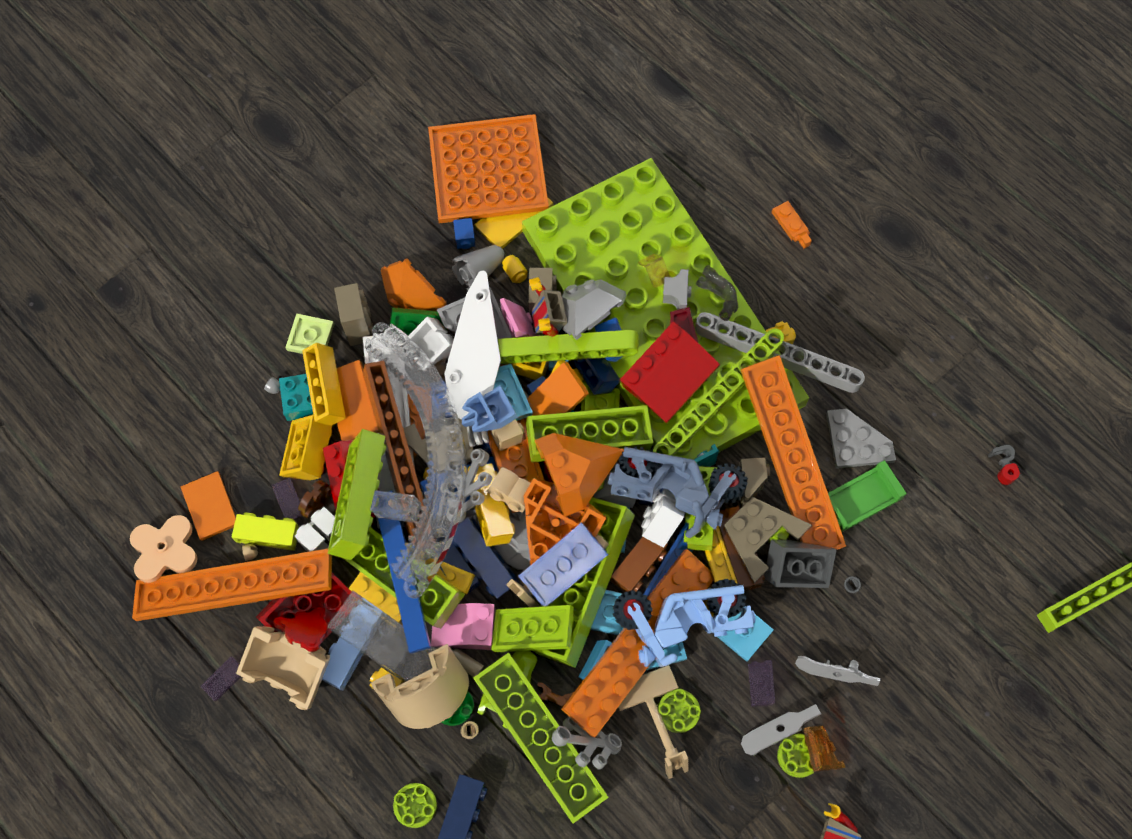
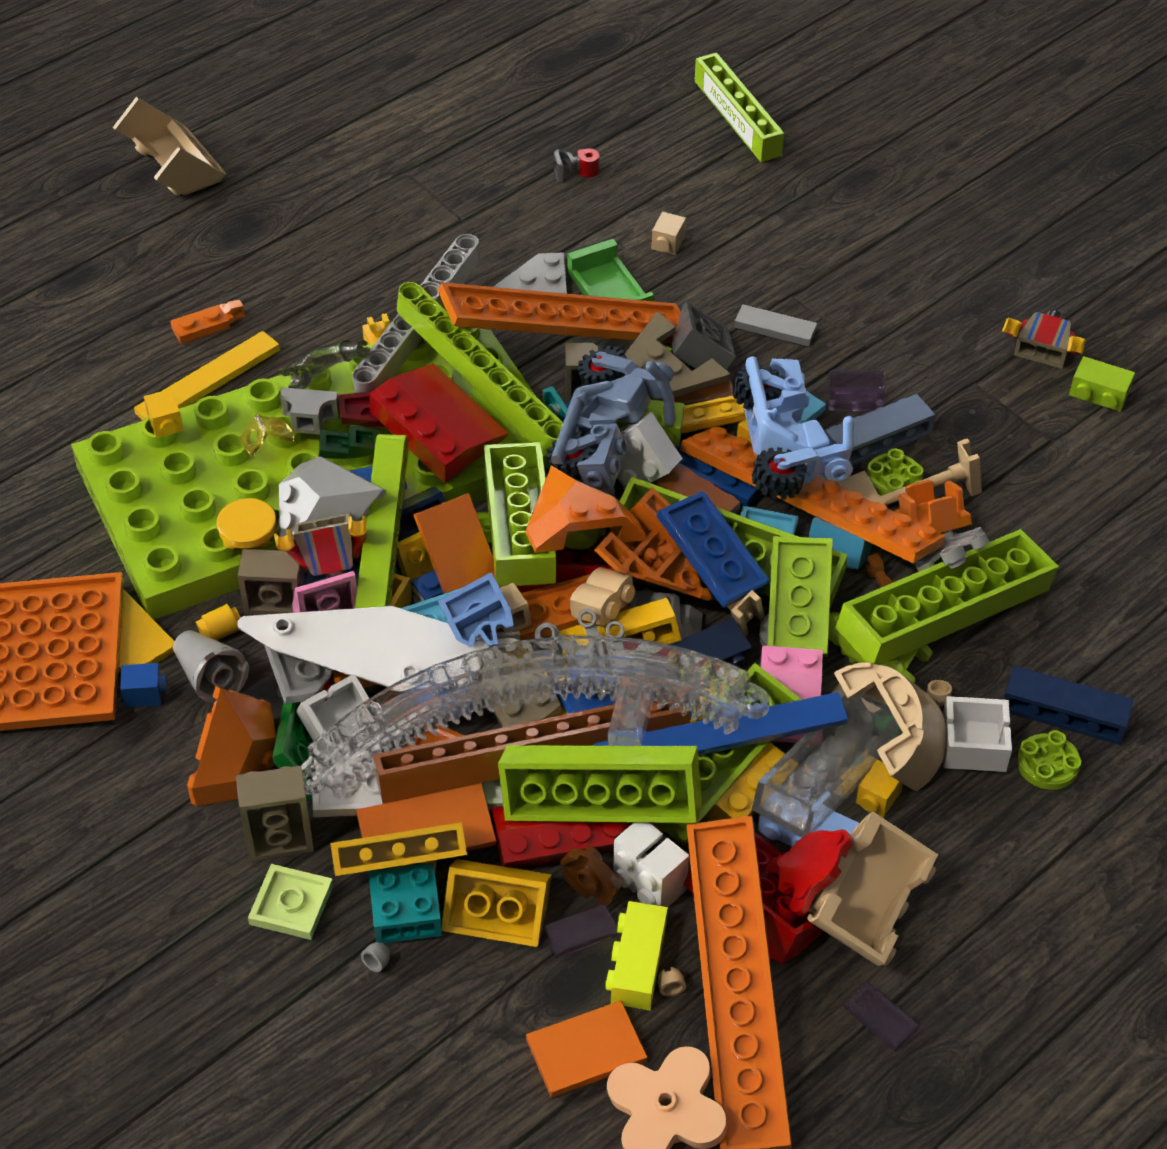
camera: 90 degrees left, 20 degrees down
(426, 751) = (977, 734): none -> white piece
(572, 266) = (246, 524): none -> yellow tile
(632, 733) = (940, 513): none -> orange panel
(650, 319) = (341, 445): none -> dark green slope
(665, 203) = (163, 413): none -> yellow brick
(719, 699) = (886, 428): none -> sand blue brick
(736, 233) = (219, 371): none -> yellow tile
(768, 735) = (907, 364): light grey piece -> none
(794, 756) = (941, 368): lime tile -> none
(821, 750) = (949, 338): clear orange wing -> none
(835, 624) = (775, 325): none -> light grey tile
(835, 672) = (837, 315): light grey piece -> none
(856, 582) = (724, 300): dark grey hinge -> none
(927, 538) = (668, 233): none -> tan brick
(972, 181) = (182, 157): none -> tan windscreen

